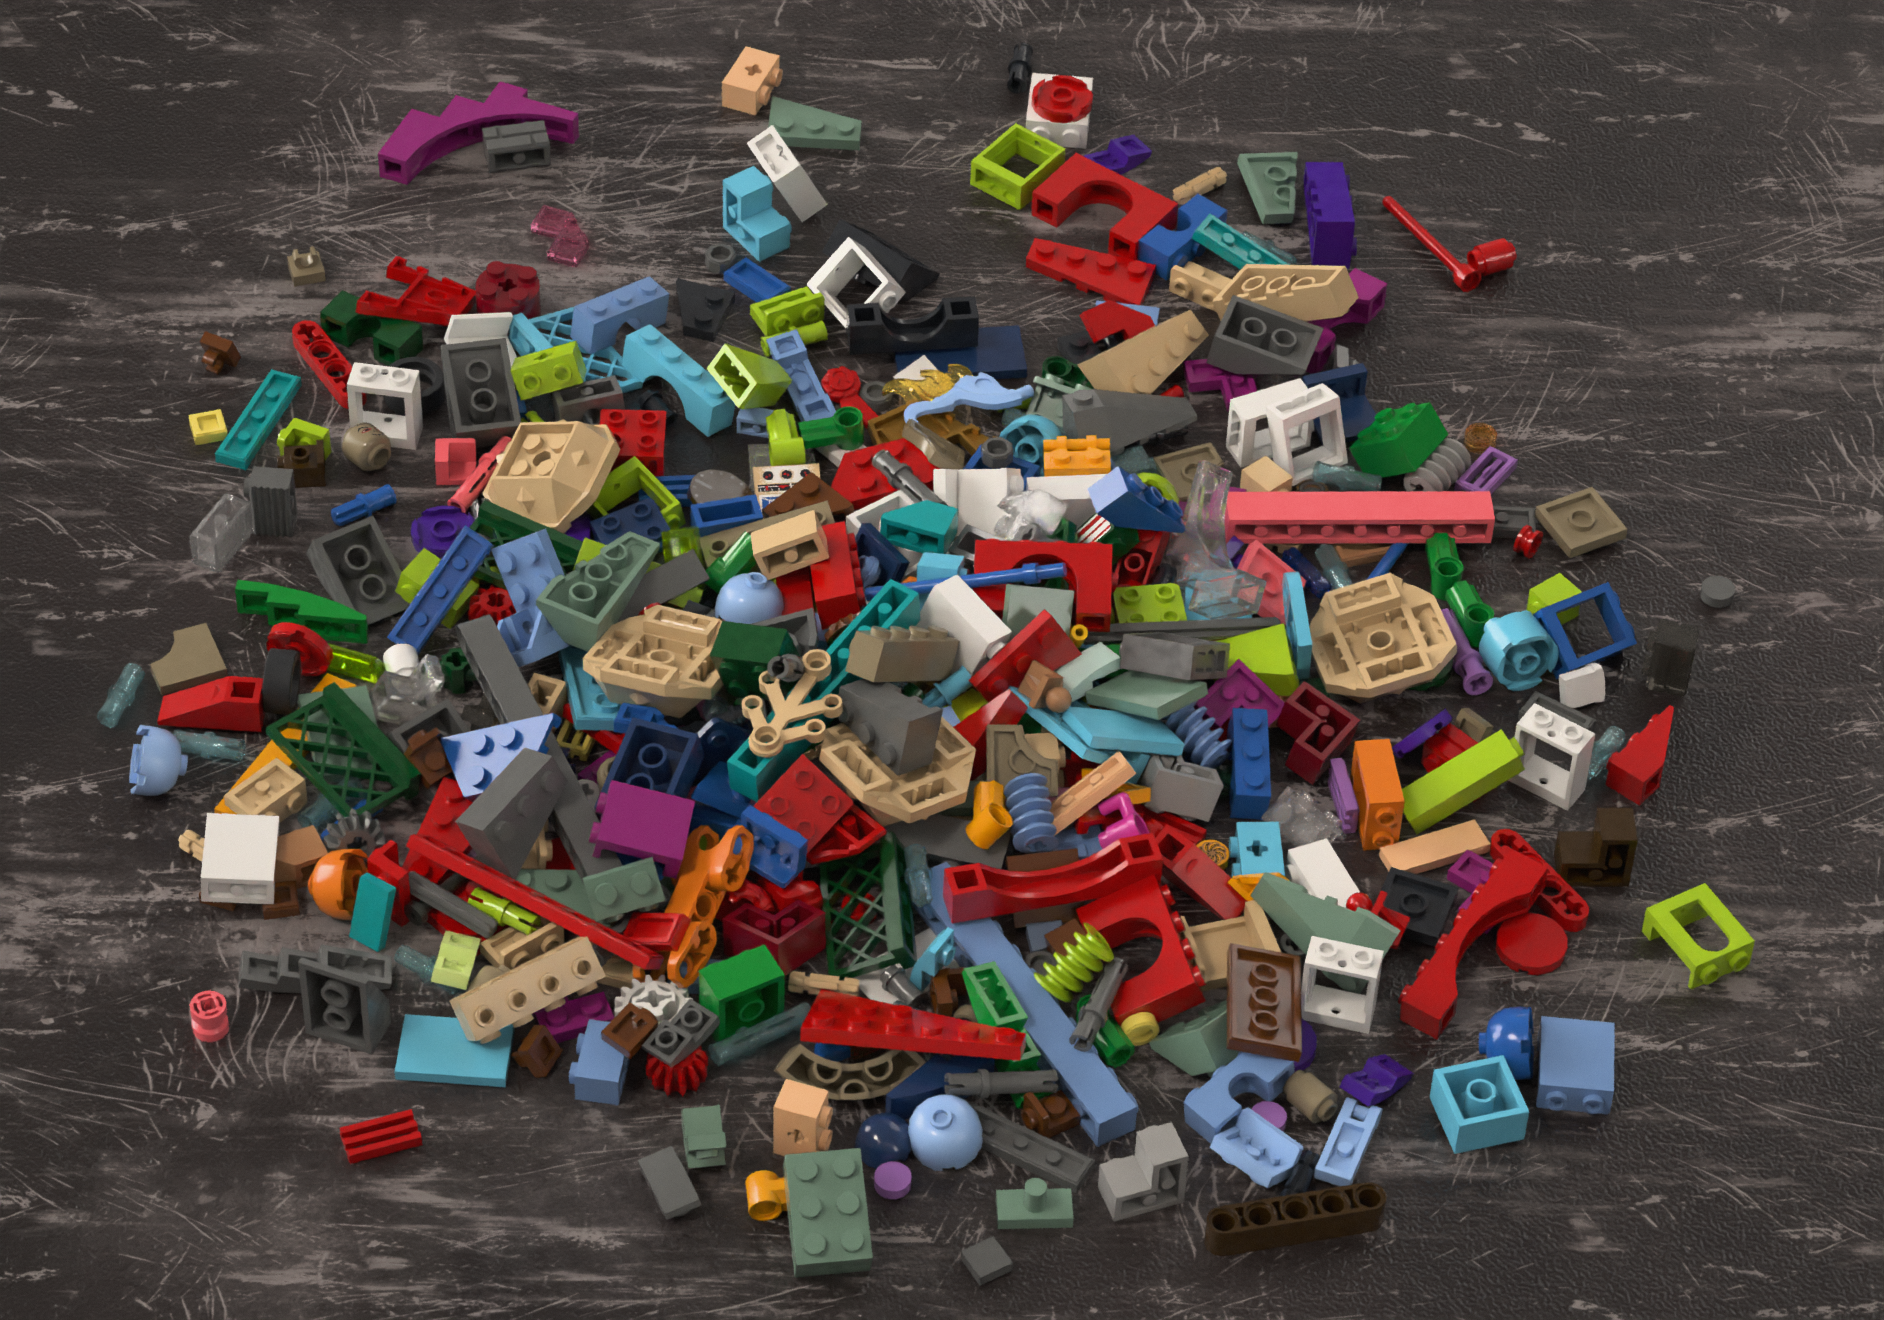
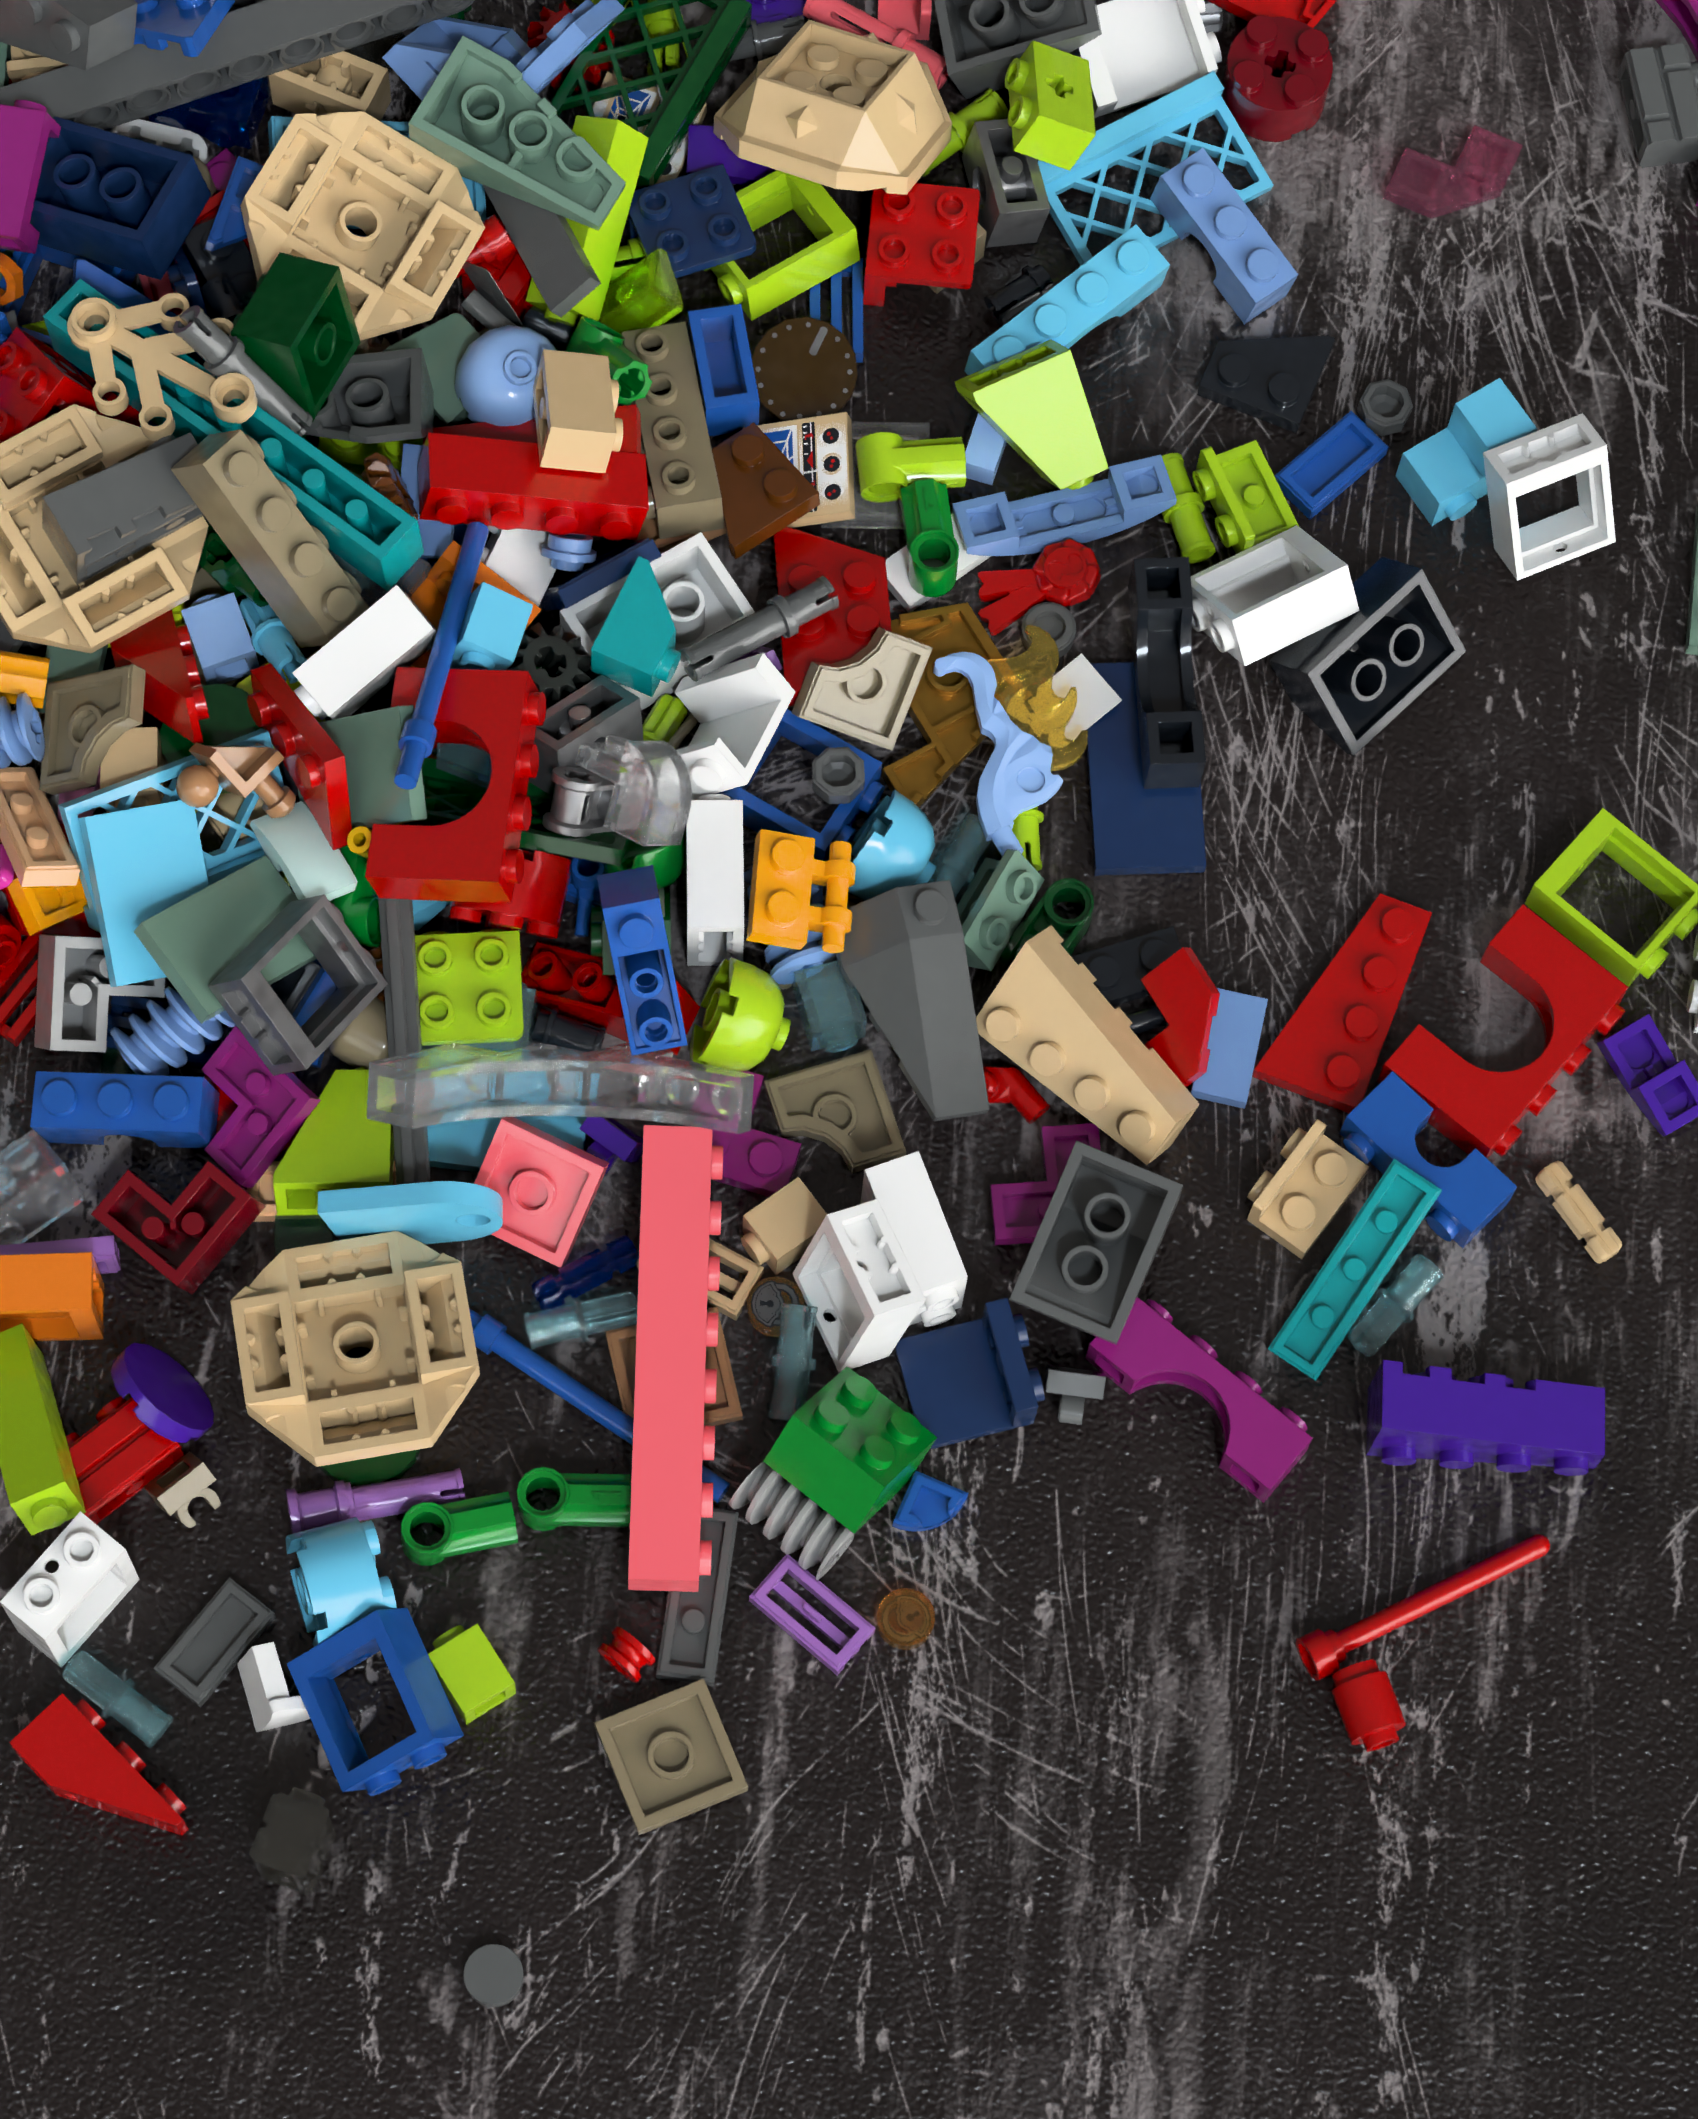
camera: 90 degrees right, 25 degrees up
(1271, 184) = (1578, 1337): sand green wing -> none
(1295, 290) = (1225, 1284): tan wedge -> none

